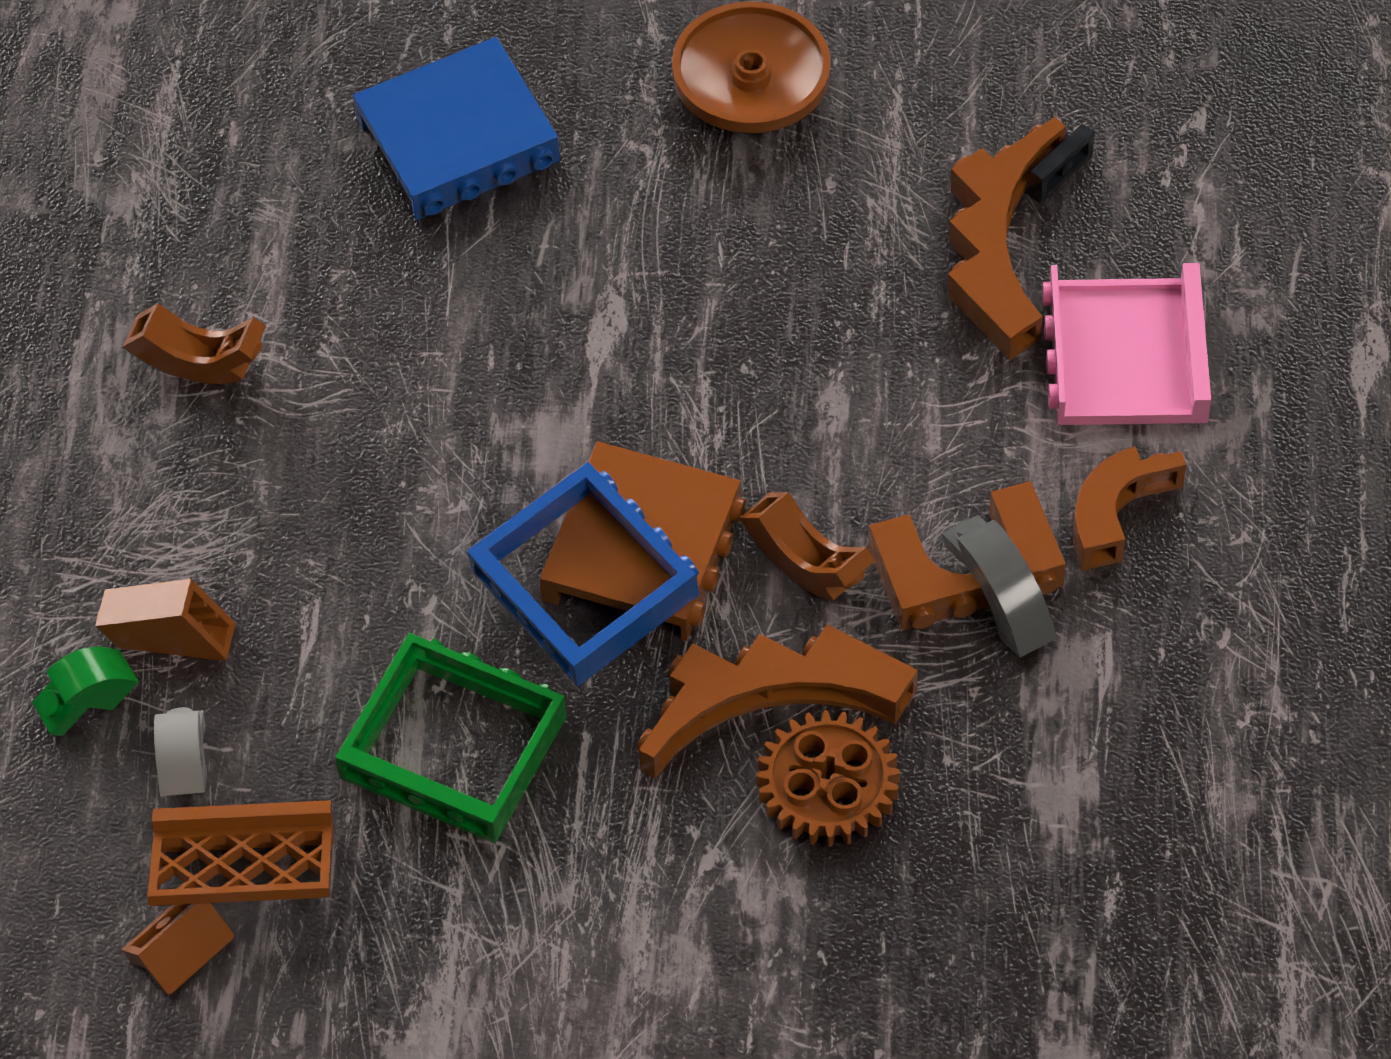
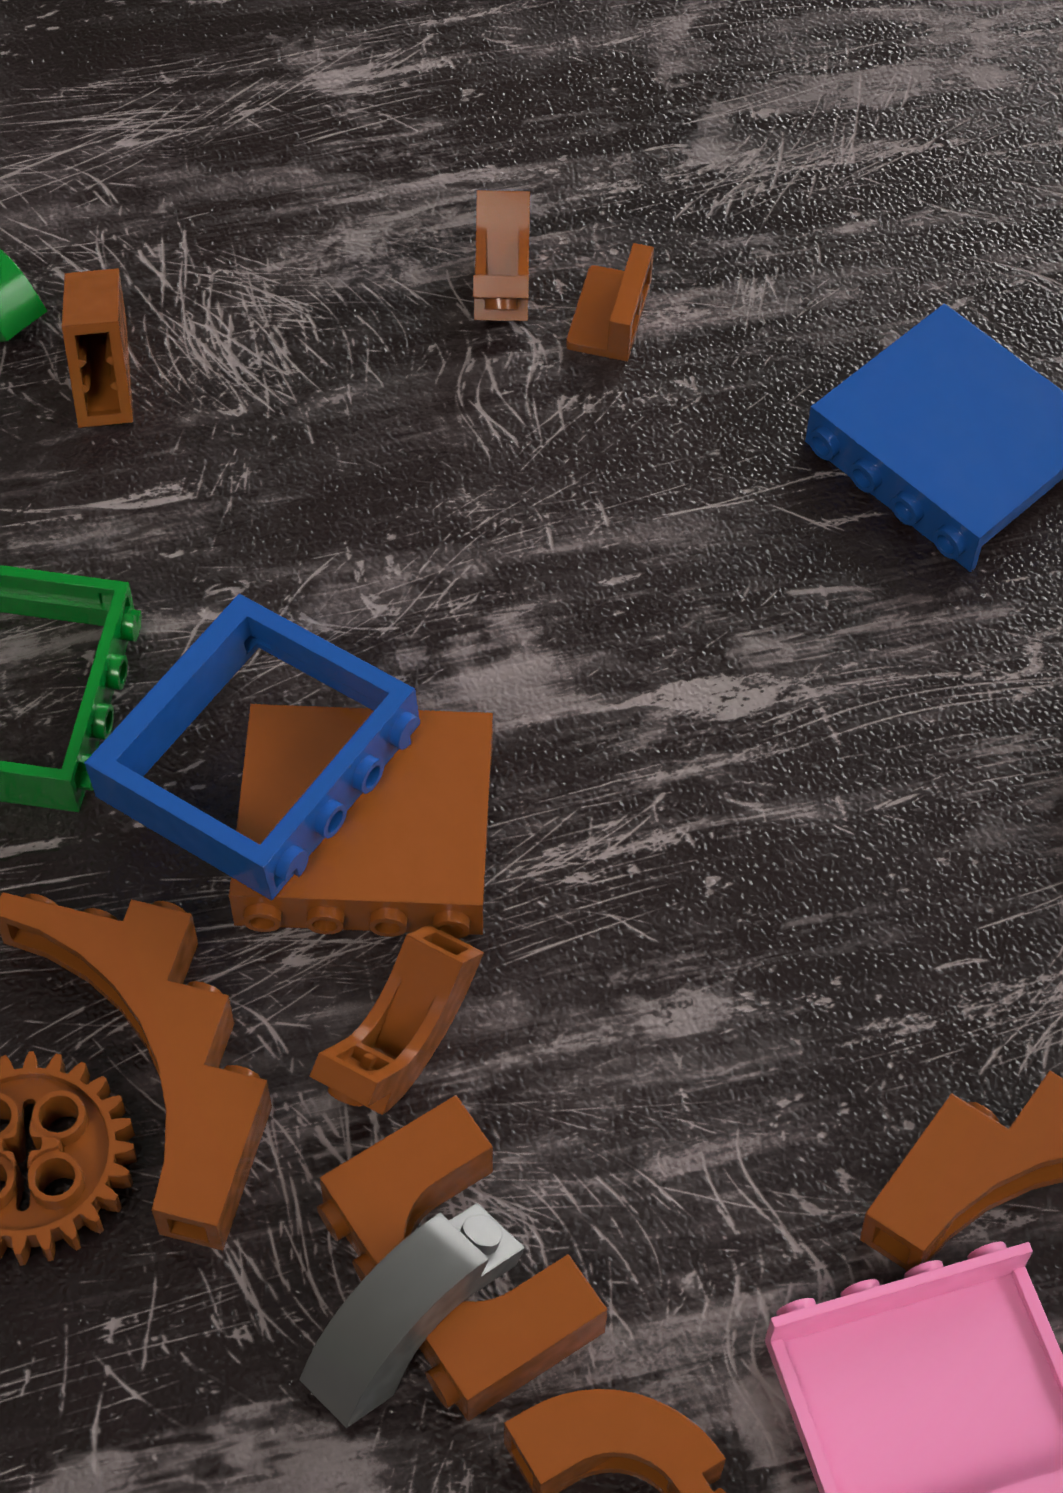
camera: 70 degrees right, 0 degrees up
(256, 292) = (612, 307): none -> dark orange panel

